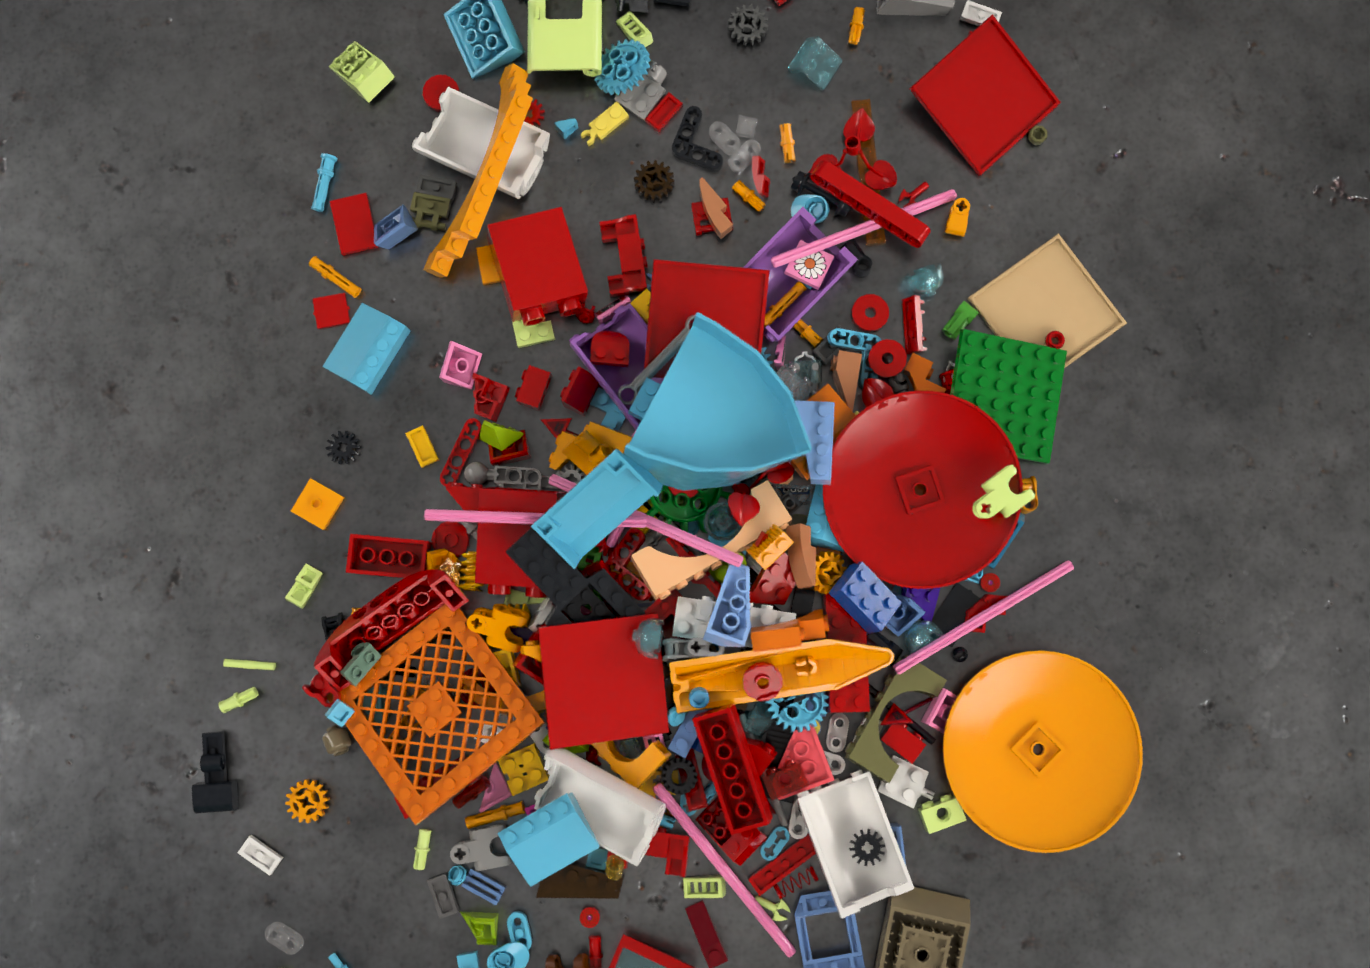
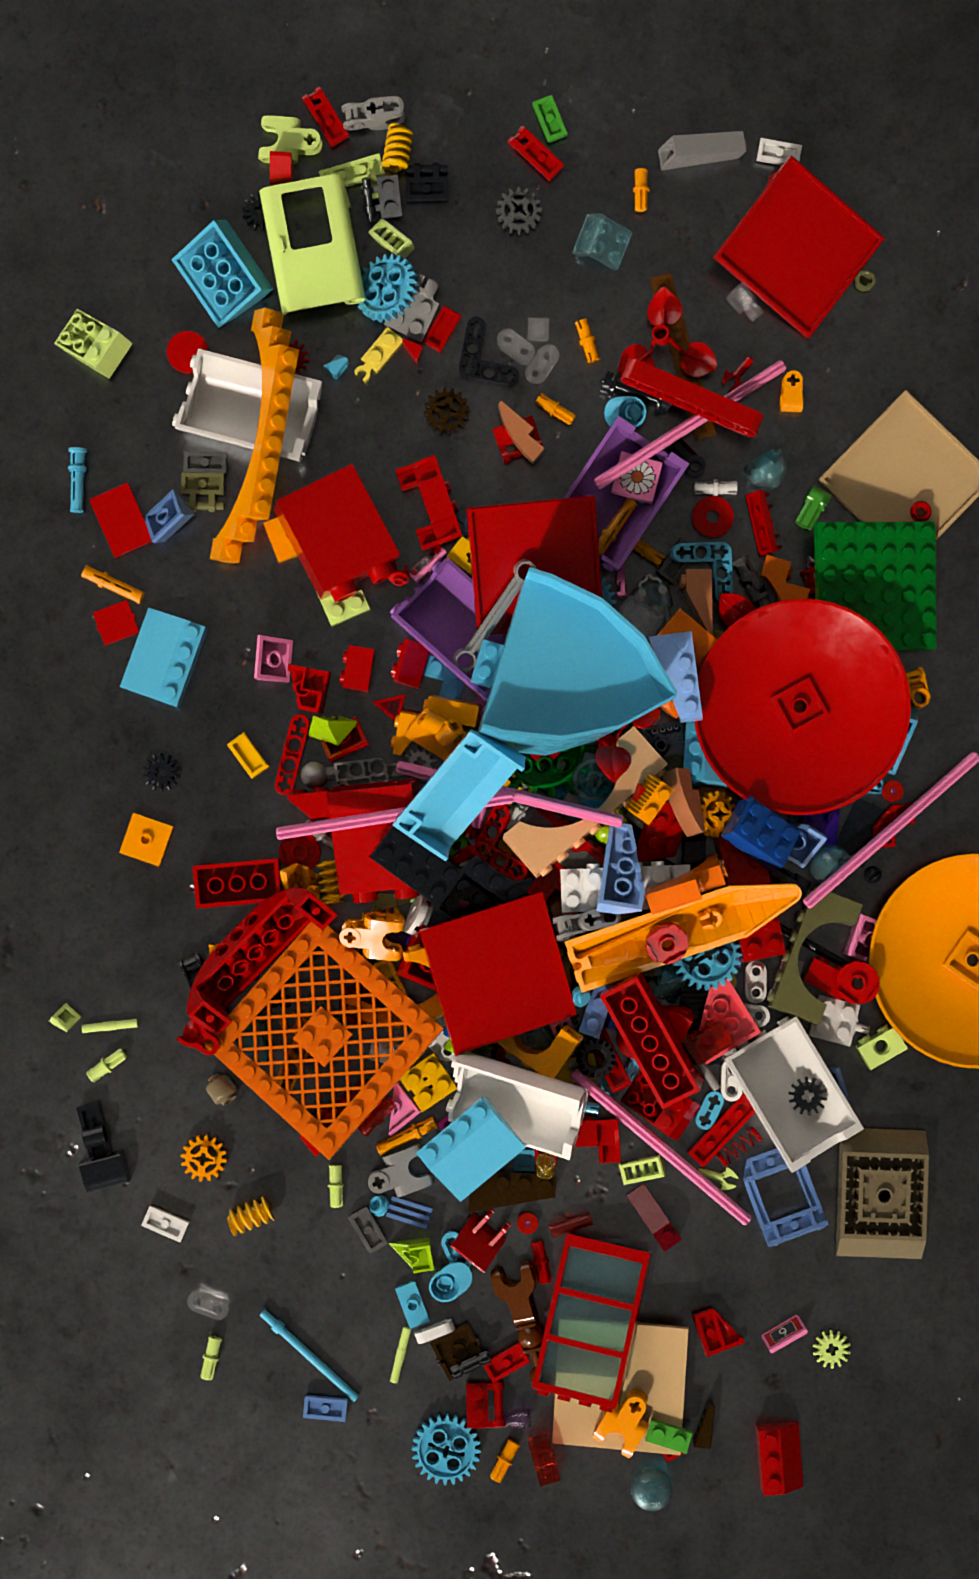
camera: 15 degrees left, 5 degrees up
(211, 649) = (65, 1017): none -> yellowish green slope
(304, 586) = (151, 931): yellowish green slope -> none
(337, 864) = (250, 1216): none -> yellow piece
(339, 712) = (223, 1058): medium azure plate -> none
(363, 659) = (236, 998): sand green plate -> none
(450, 565) = (312, 881): clear yellow plate -> none
(541, 926) = (479, 1241): none -> red plate
(609, 349) = (435, 612): red slope -> none
(628, 926) = (570, 1225): none -> clear red pin
(635, 123) = (414, 349): none -> red slope
(649, 637) = (538, 919): clear light blue cylinder -> none
(699, 697) = (602, 972): dark azure tile -> none
(761, 181) = (566, 391): red slope -> none
(877, 288) = (715, 487): none -> white pin
(887, 347) = (728, 562): red tile -> none
(897, 716) = (817, 953): piece -> none
(928, 132) = (743, 300): none -> clear plate
(931, 762) = (860, 994): none -> red plate
(999, 497) = (885, 701): yellowish green piece -> none

